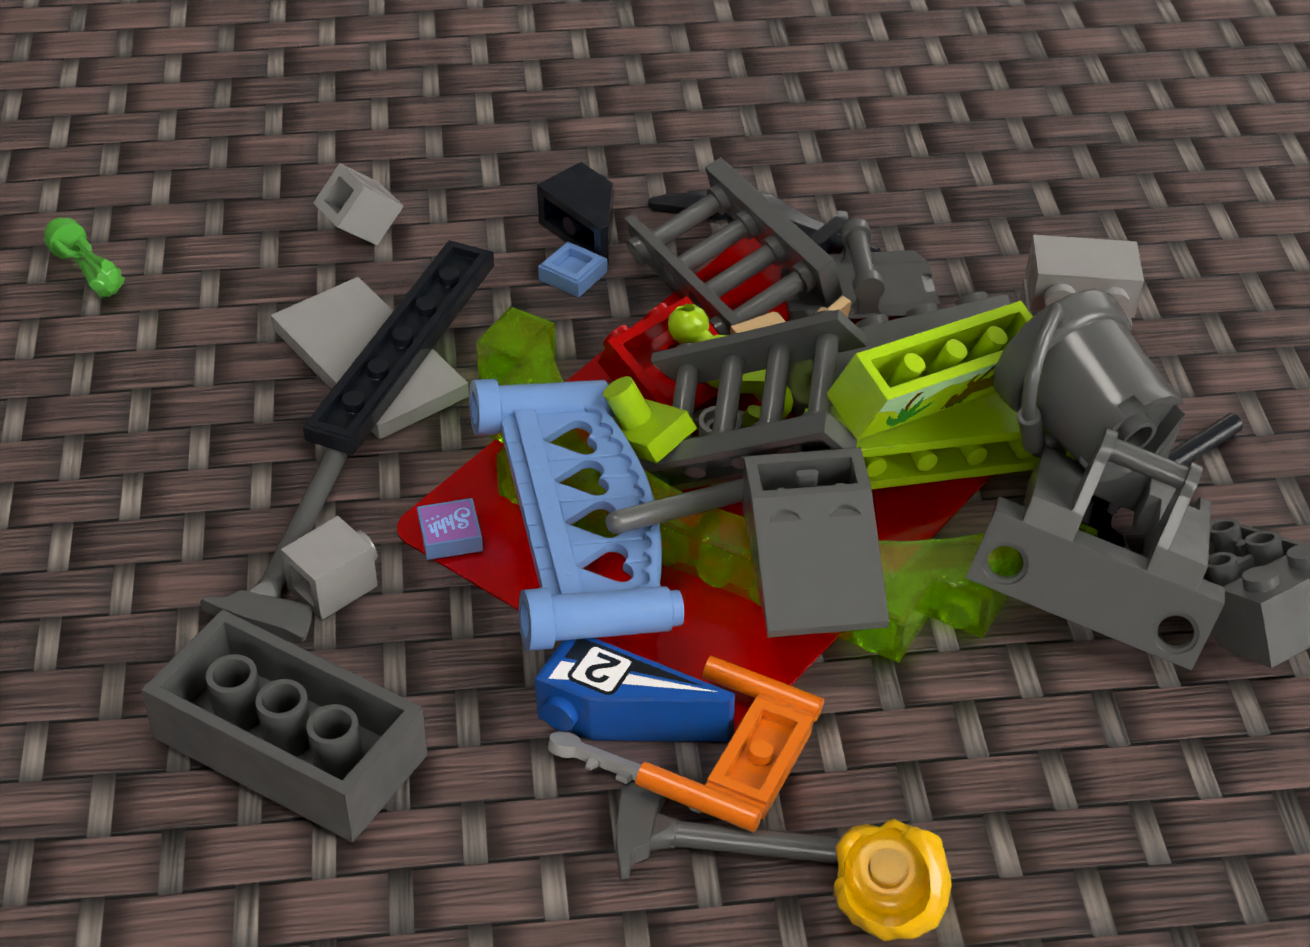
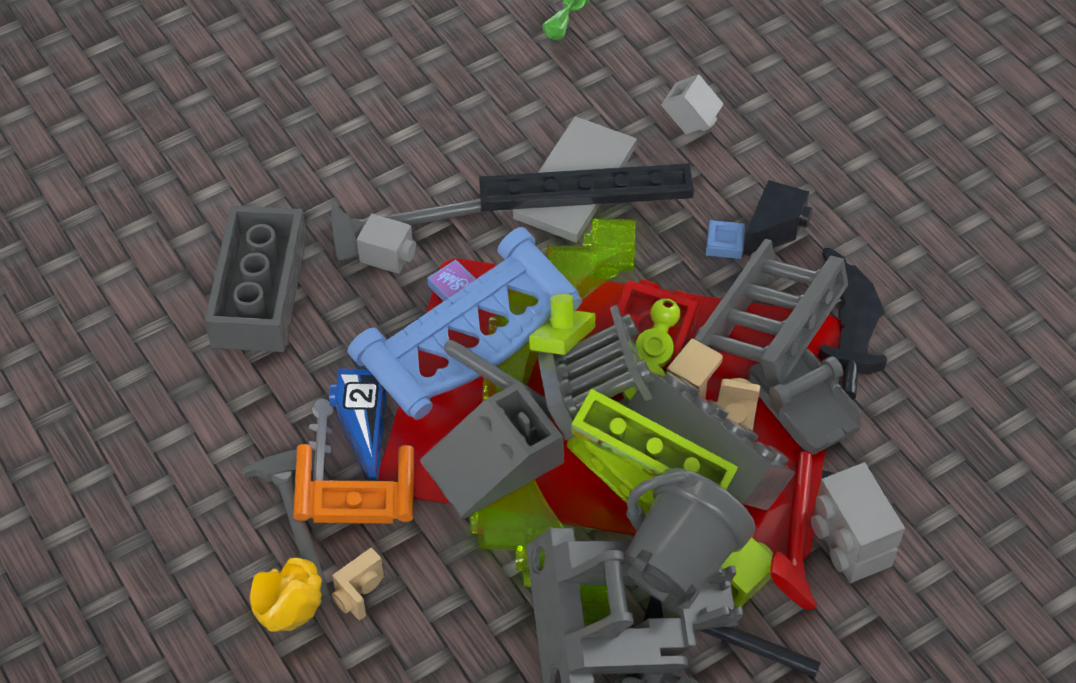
camera: 65 degrees right, 10 degrees up
(898, 792) = (355, 578): none -> tan bracket

